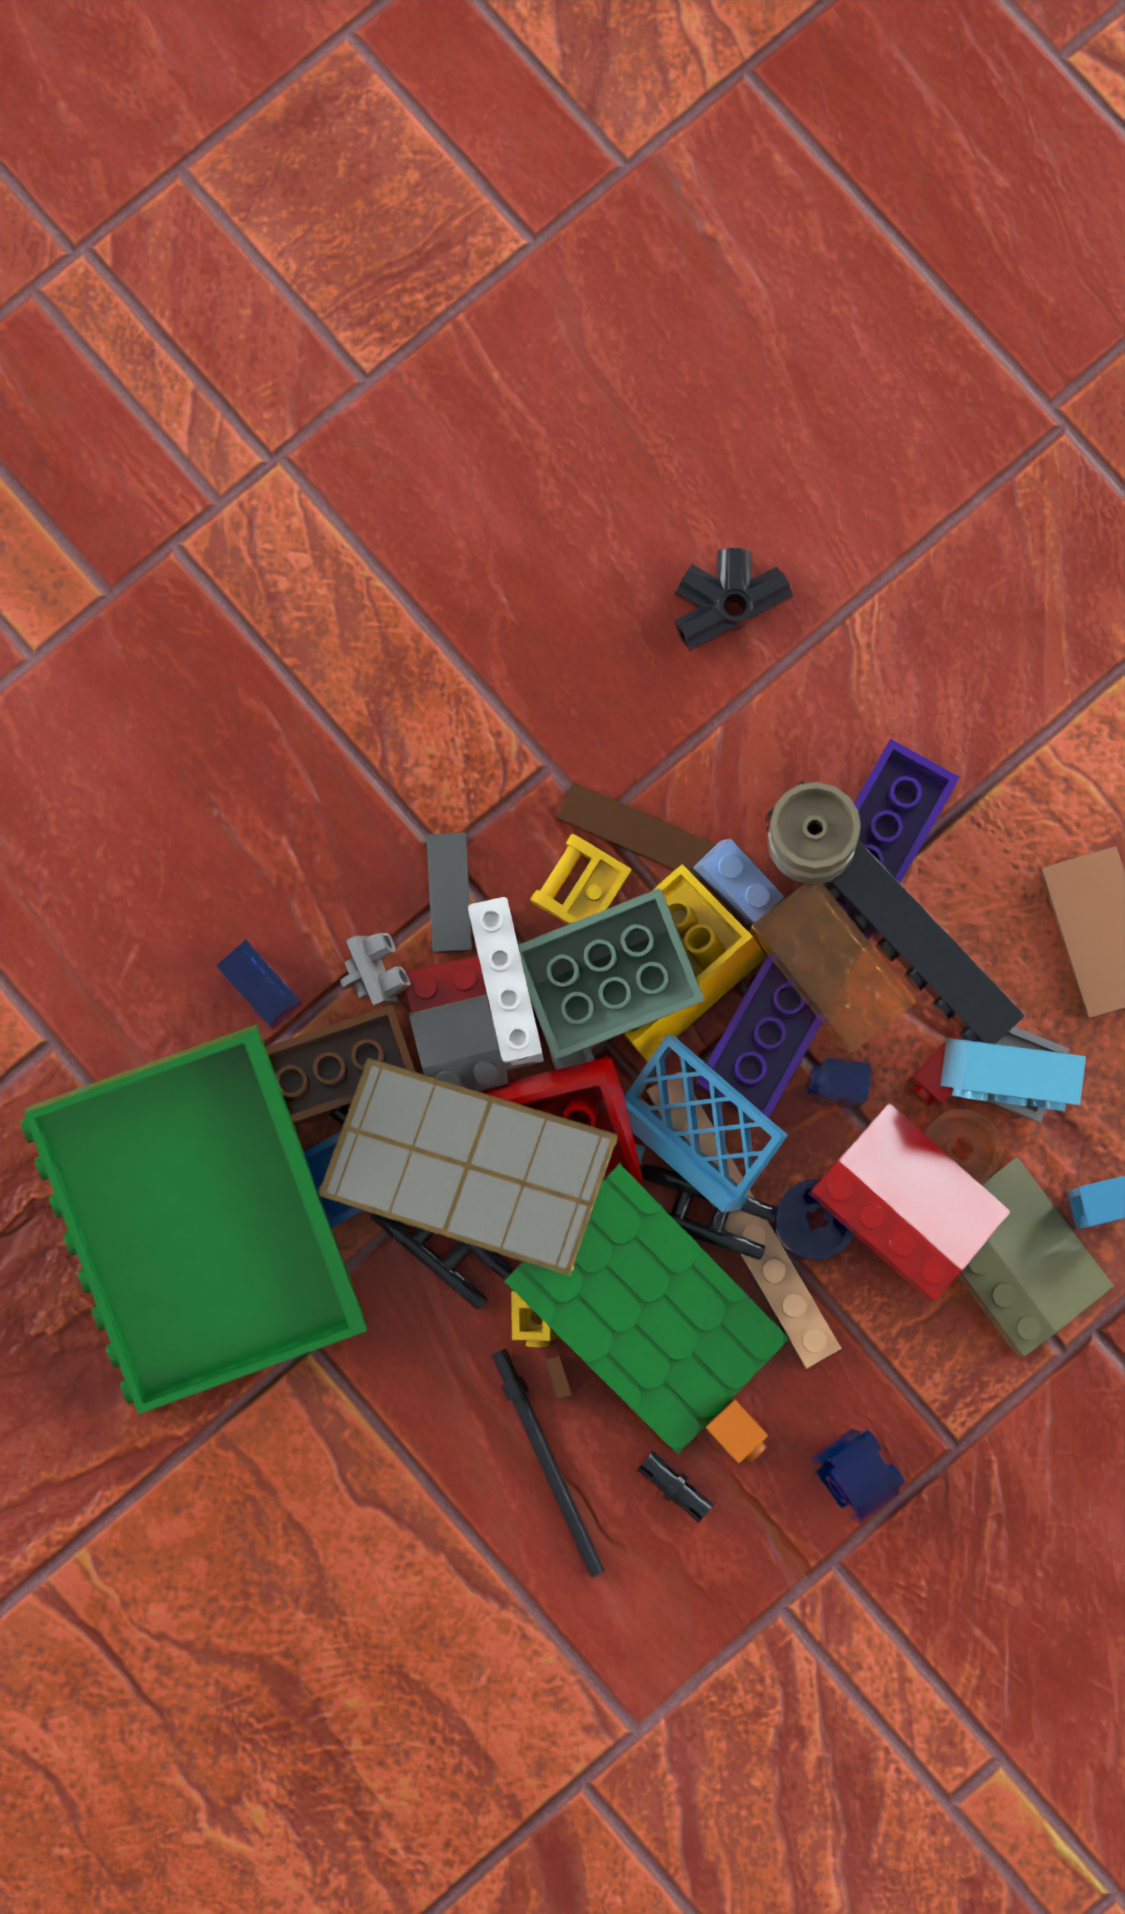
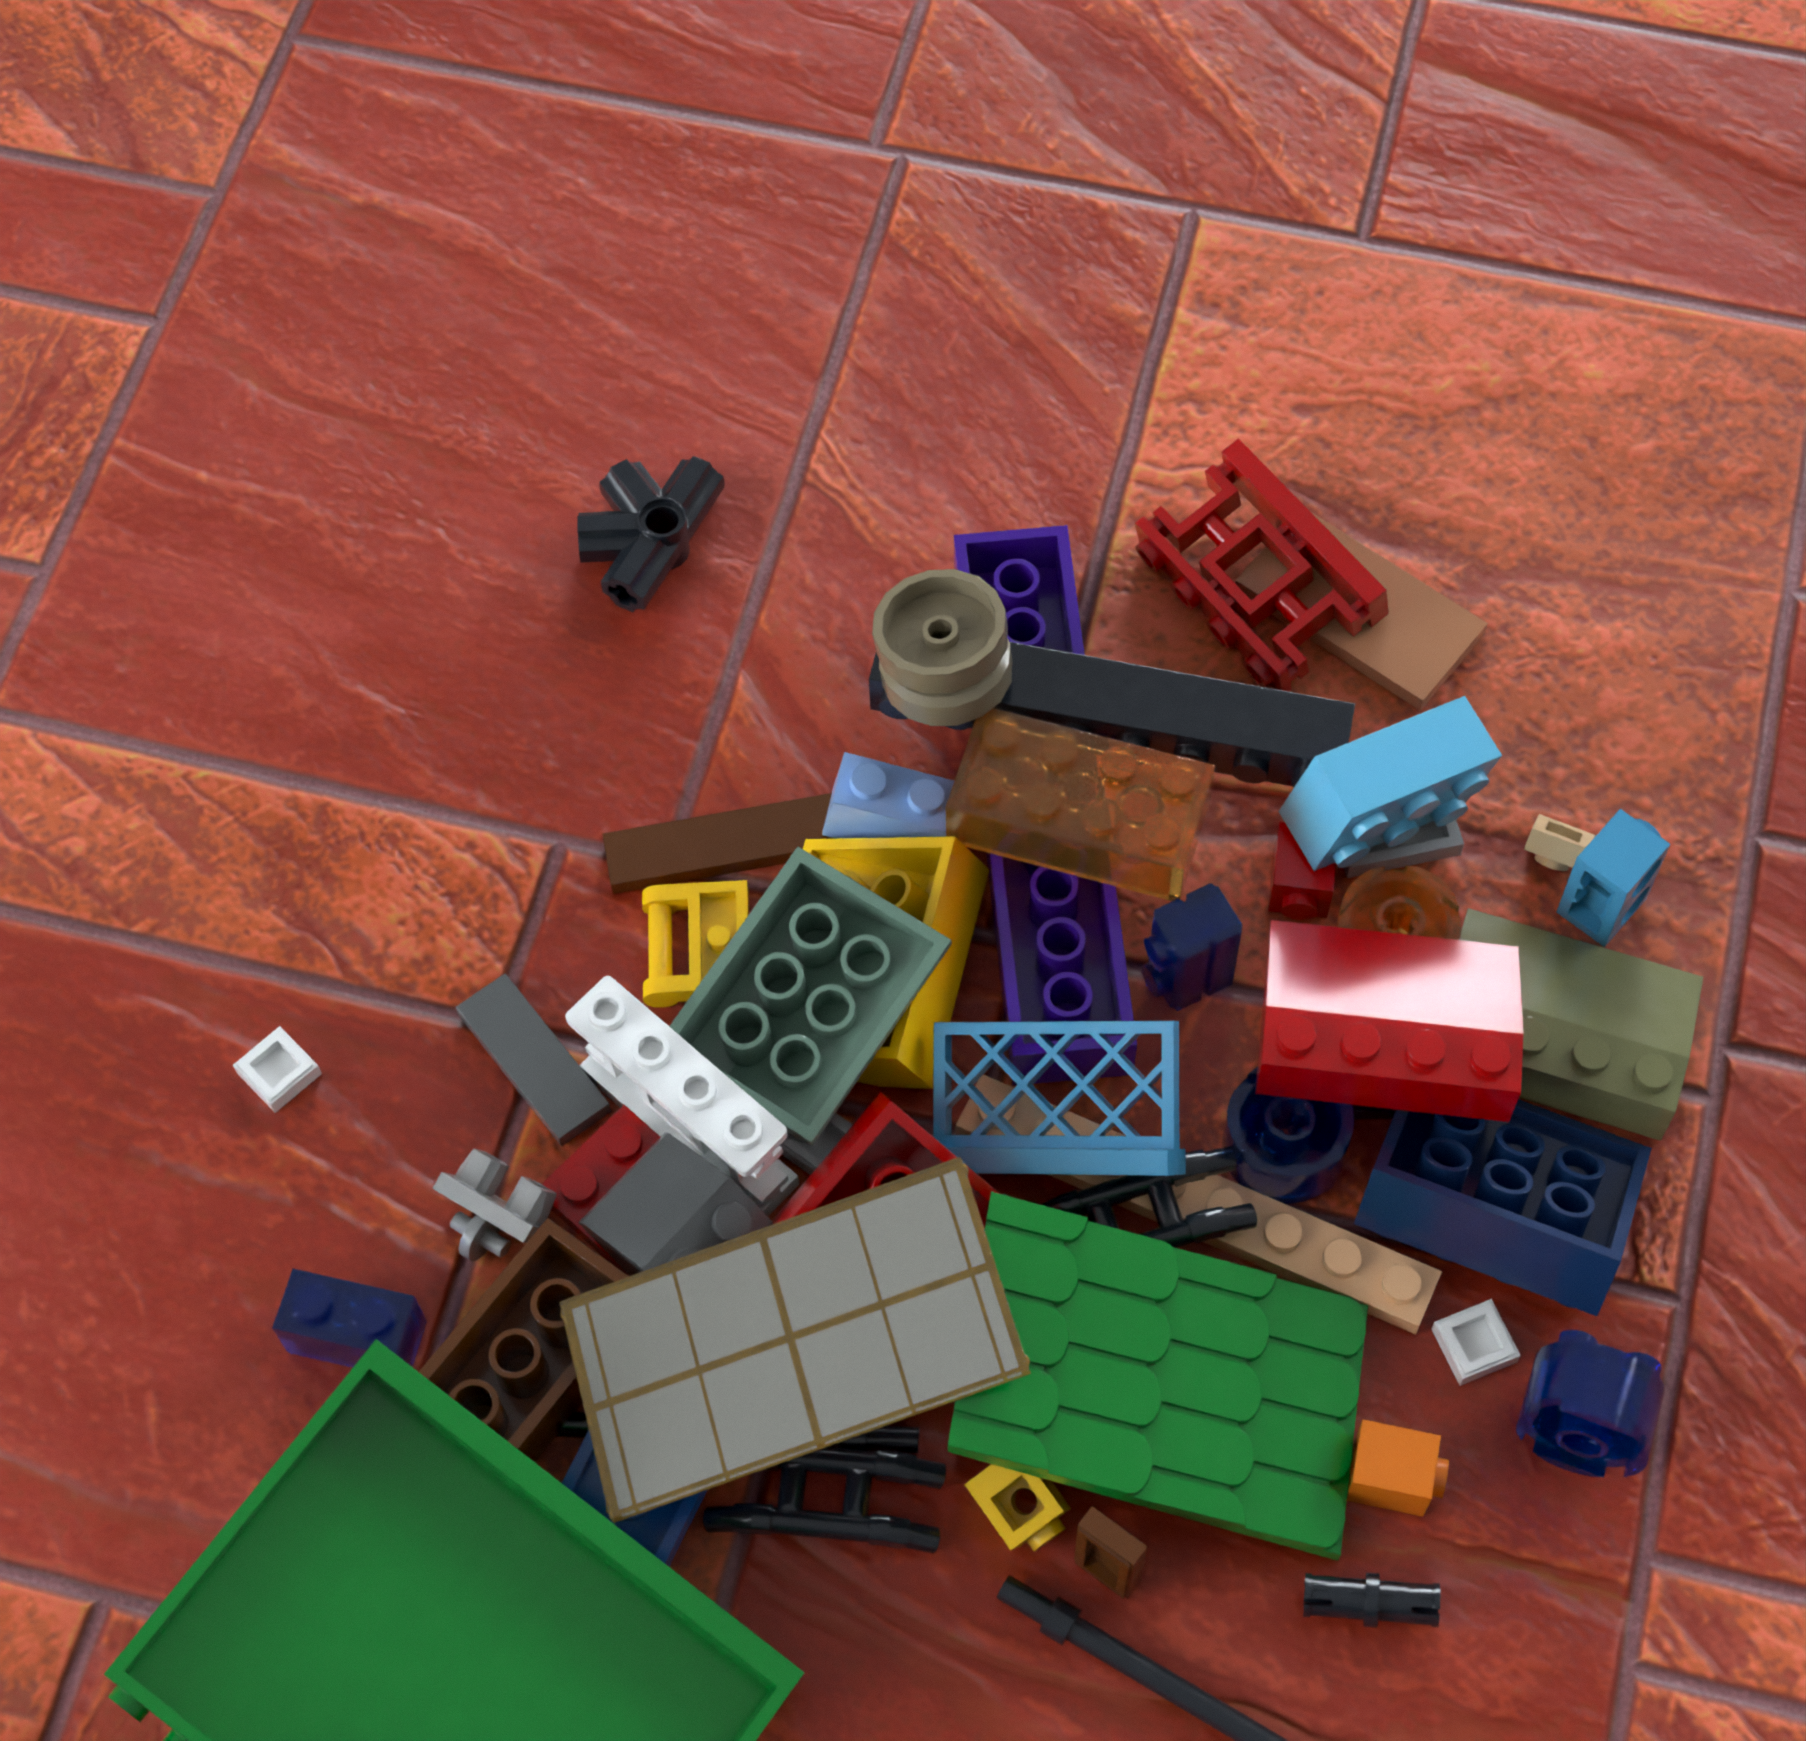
camera: 30 degrees left, 20 degrees down
(310, 803) = (277, 1069): none -> white tile
(831, 1395) = (1475, 1342): none -> white tile
(908, 1346) = (1514, 1199): none -> dark blue slope
(1086, 872) = (1296, 542): none -> red fence
(1095, 1157) = (1556, 843): none -> tan plate

